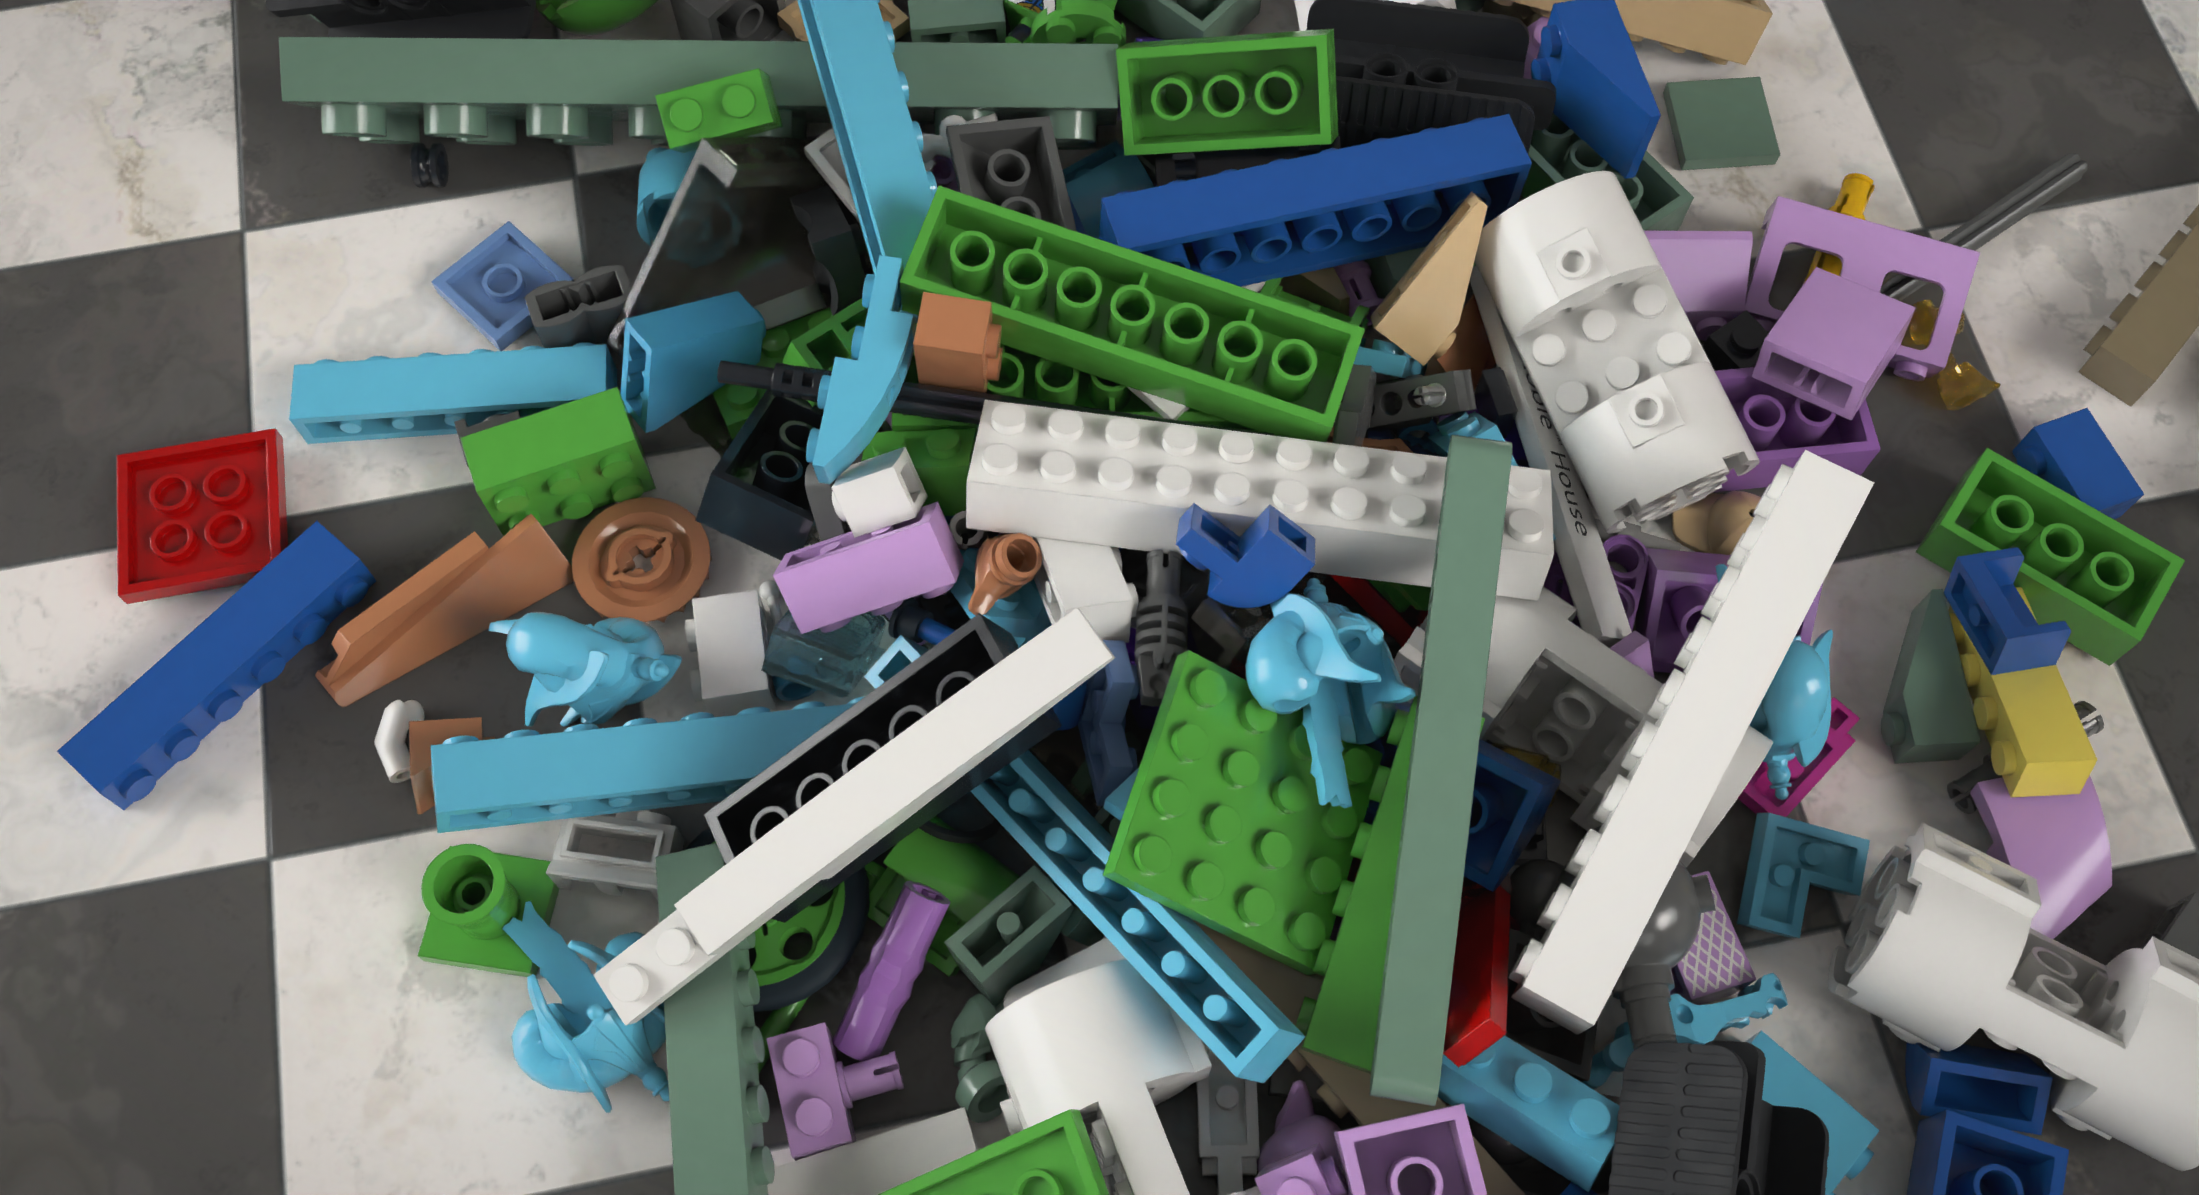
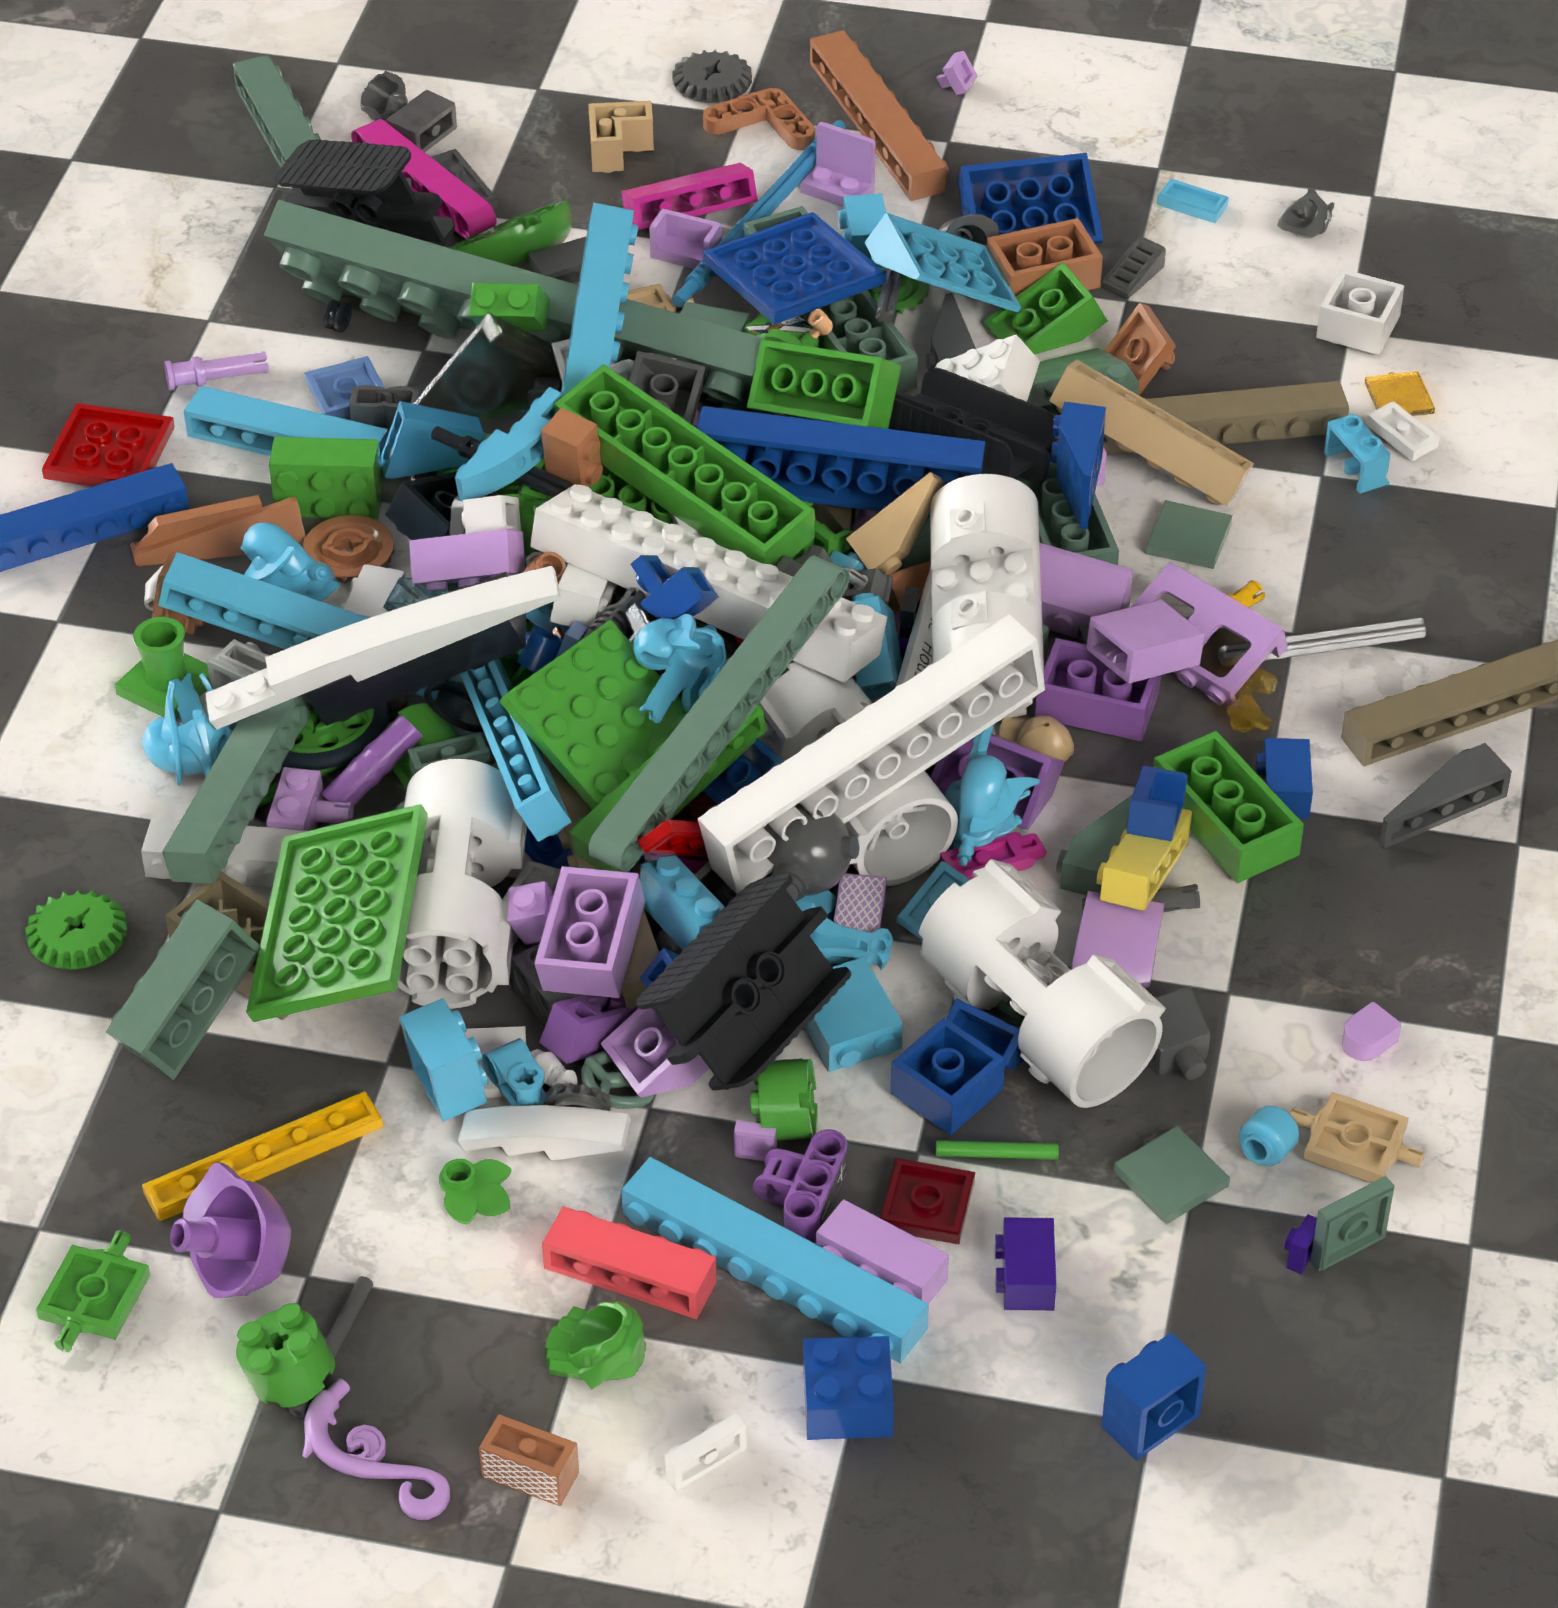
camera: 25 degrees right, 20 degrees down
(275, 329) = (199, 371): none -> lavender pin

